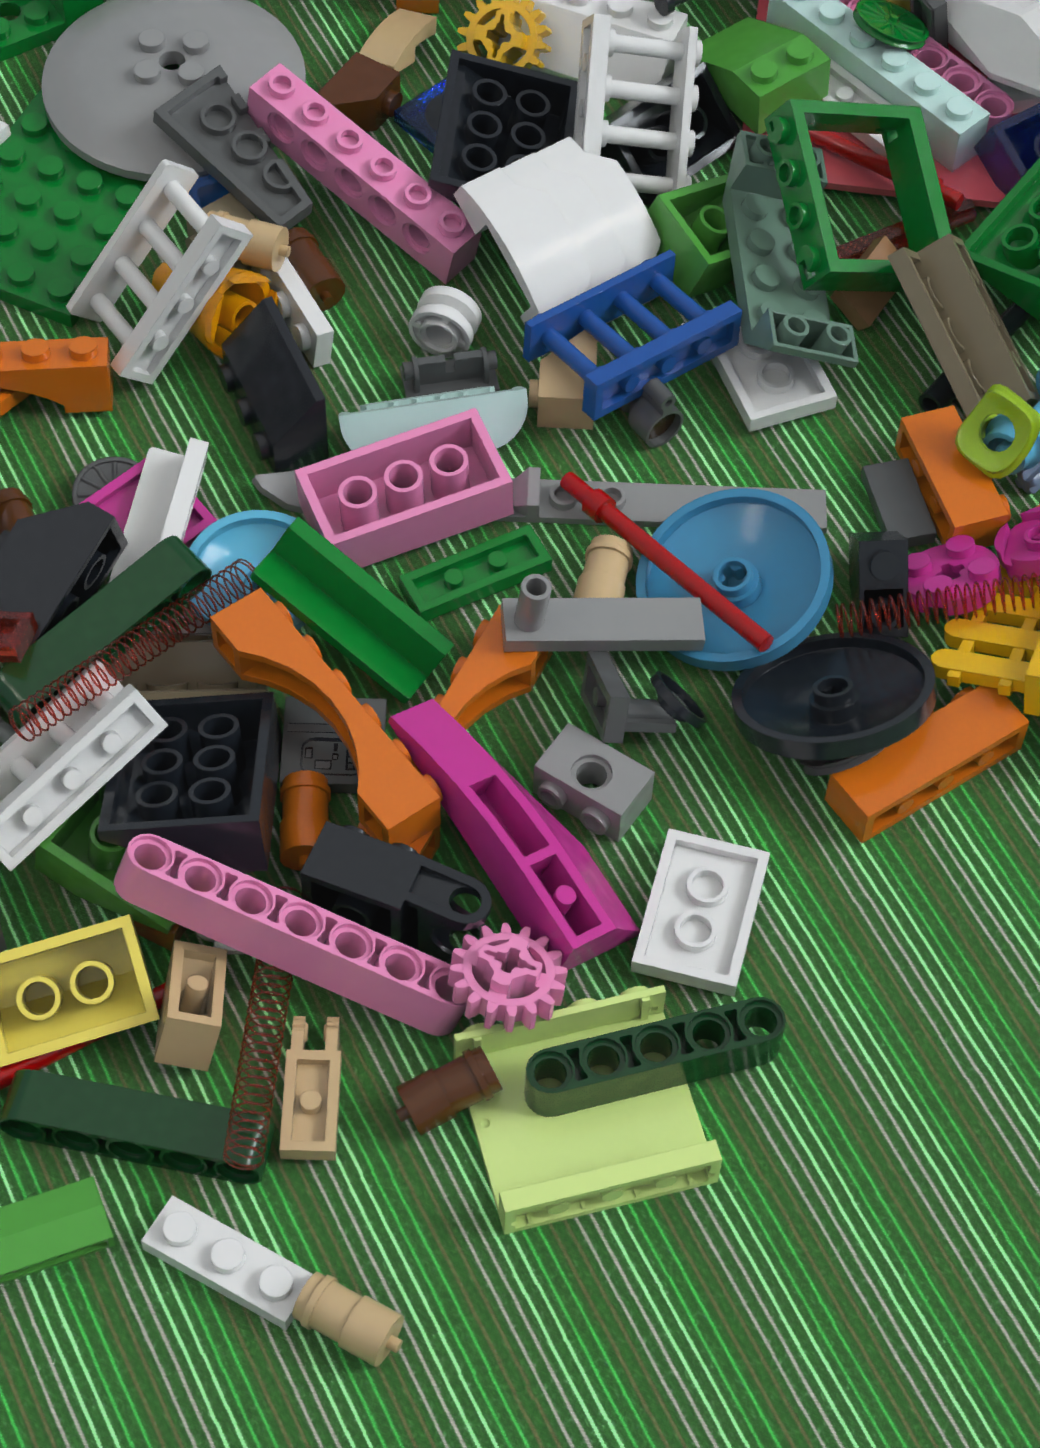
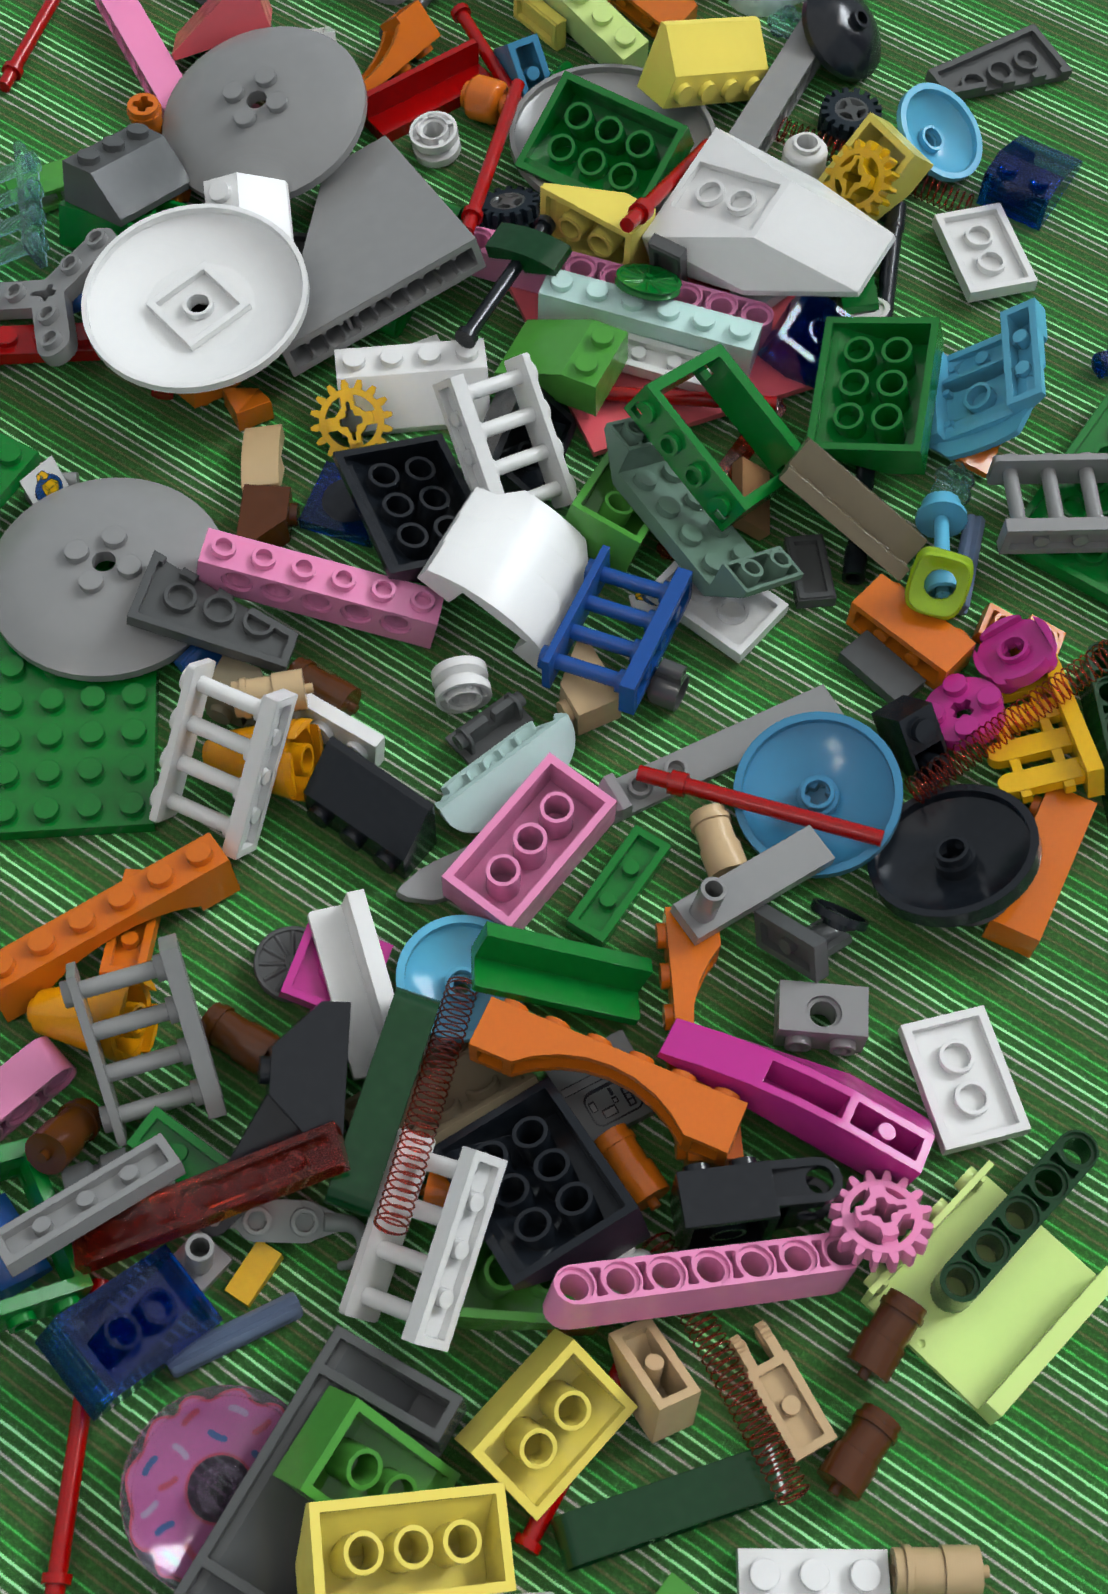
camera: 30 degrees left, 5 degrees up
(346, 1177) = (858, 1453): none -> reddish brown piece
(889, 380) = (816, 584): none -> dark grey tile

